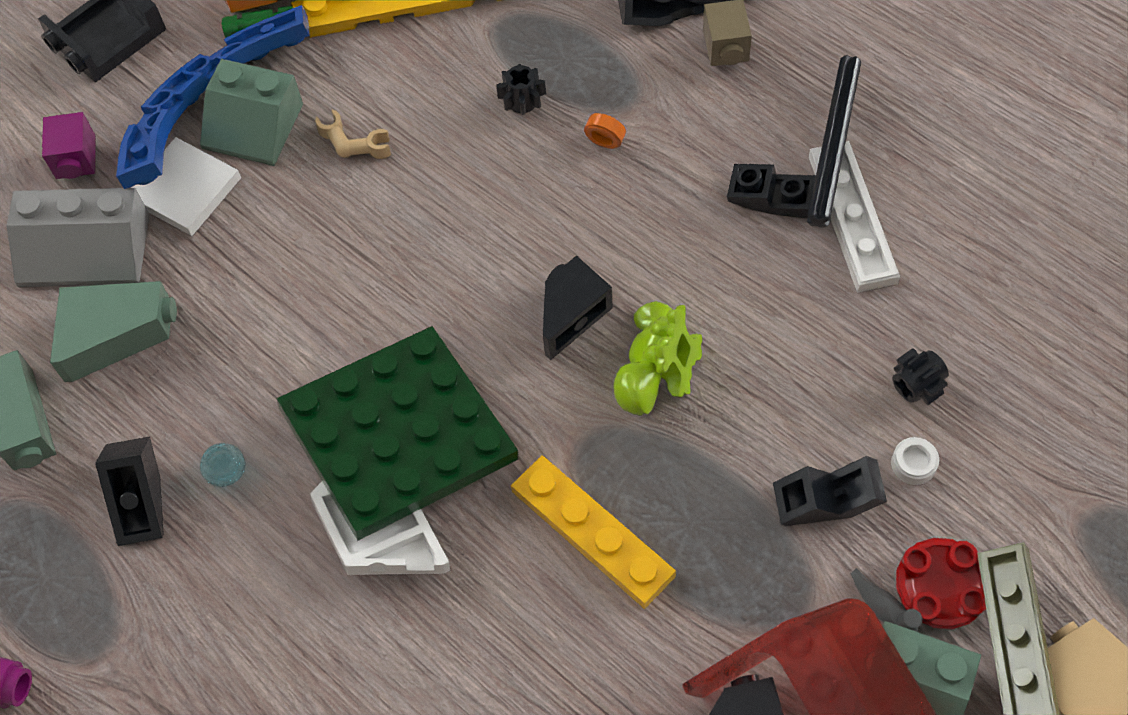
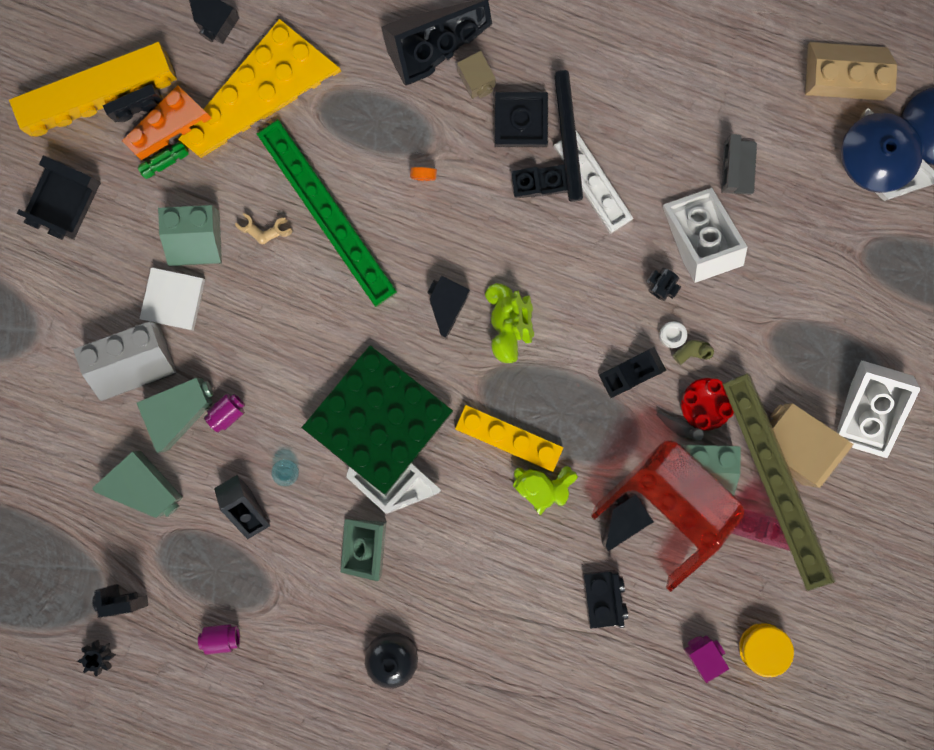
camera: 25 degrees left, 25 degrees up
(69, 145) = (87, 300): magenta brick -> none
(144, 144) = (139, 227): blue plate -> none
(177, 349) = (224, 412): none -> magenta brick
(291, 619) = (363, 548): none -> sand green slope
(450, 152) = (326, 213): none -> green tile
(521, 89) = (355, 153): black gear -> none
(615, 626) = (542, 490): none -> lime animal
(772, 106) = (521, 119): none -> black plate
(944, 492) = (693, 349): none -> olive arm
(1009, 332) = (705, 235): none -> white slope
(1089, 256) = (739, 166): none -> dark grey panel

